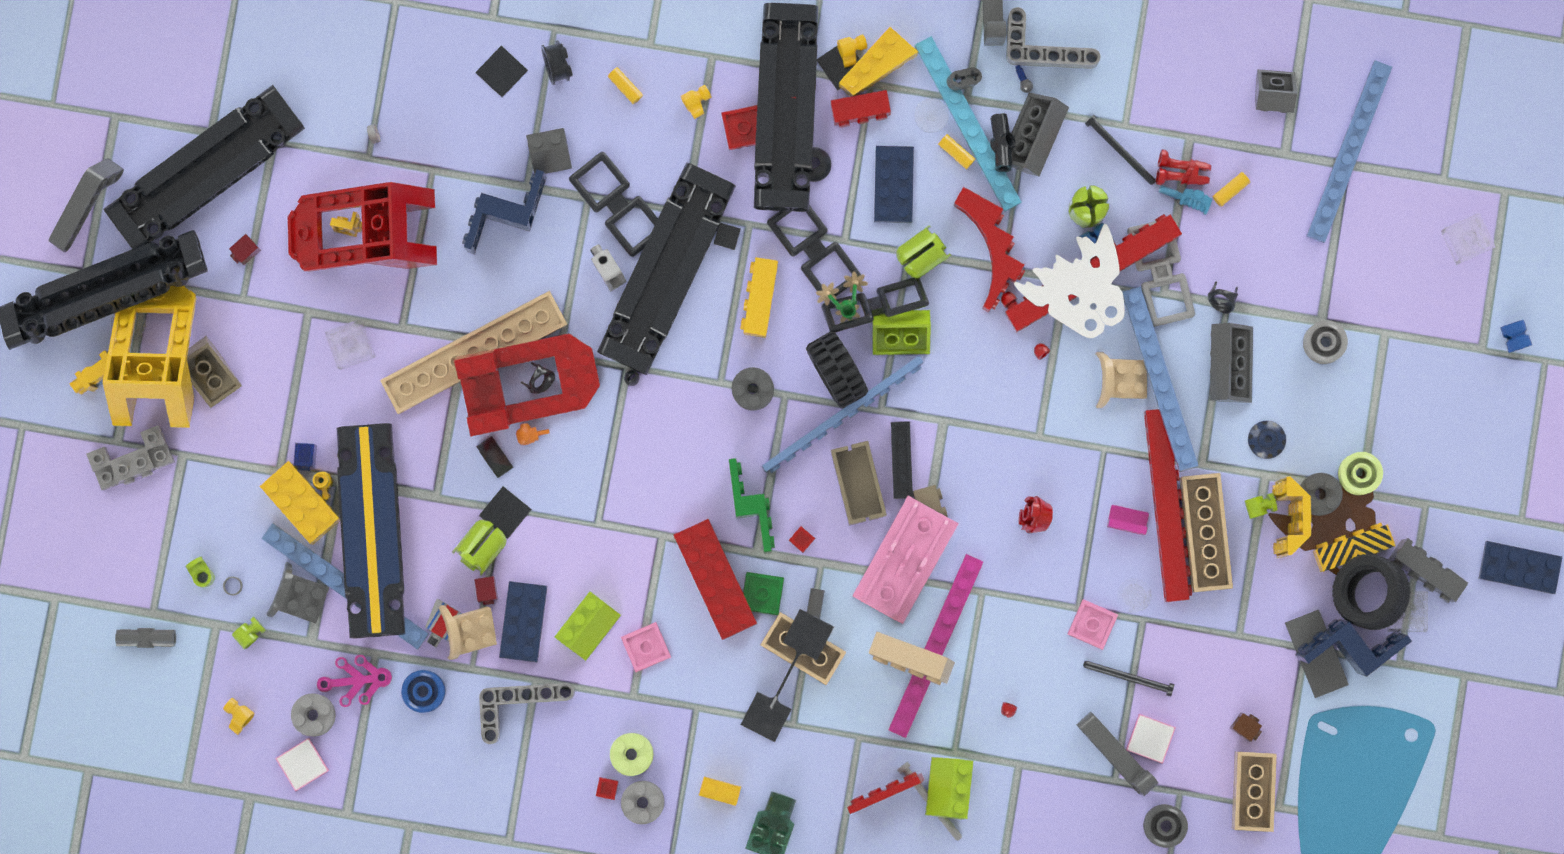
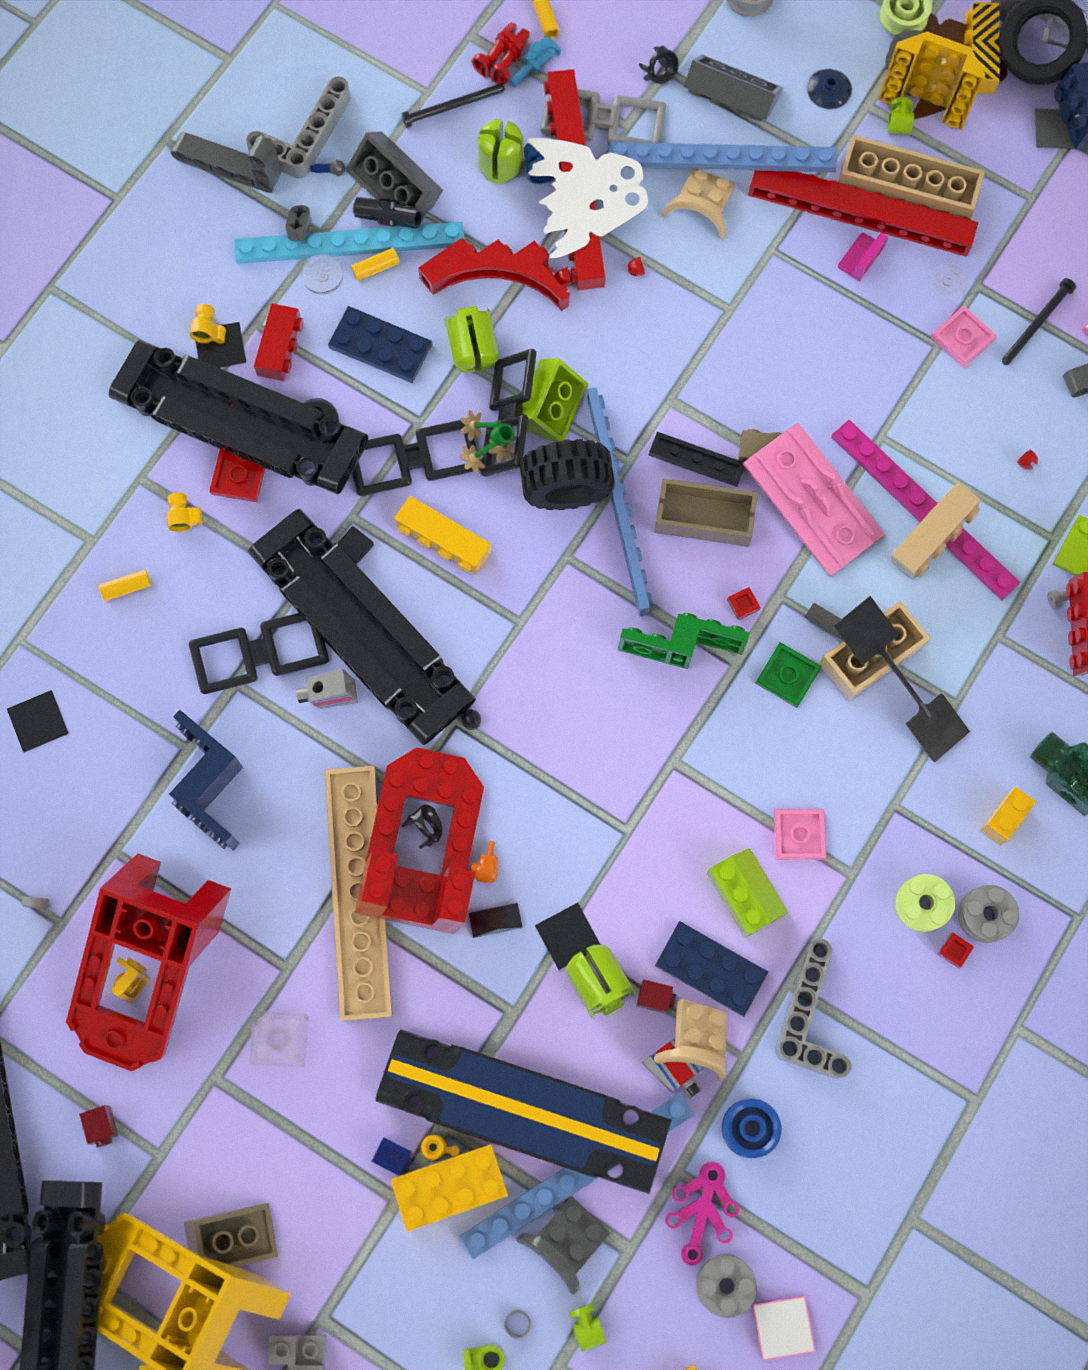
camera: 70 degrees left, 10 degrees down
(549, 151) = (157, 701): dark grey slope -> none
(555, 62) = (57, 648): black wheel -> none
(715, 579) = (752, 718): red brick -> none
(752, 376) = (547, 571): dark grey wheel -> none
(878, 62) = (234, 296): yellow wedge -> none
(1036, 515) = (820, 341): red cone -> none

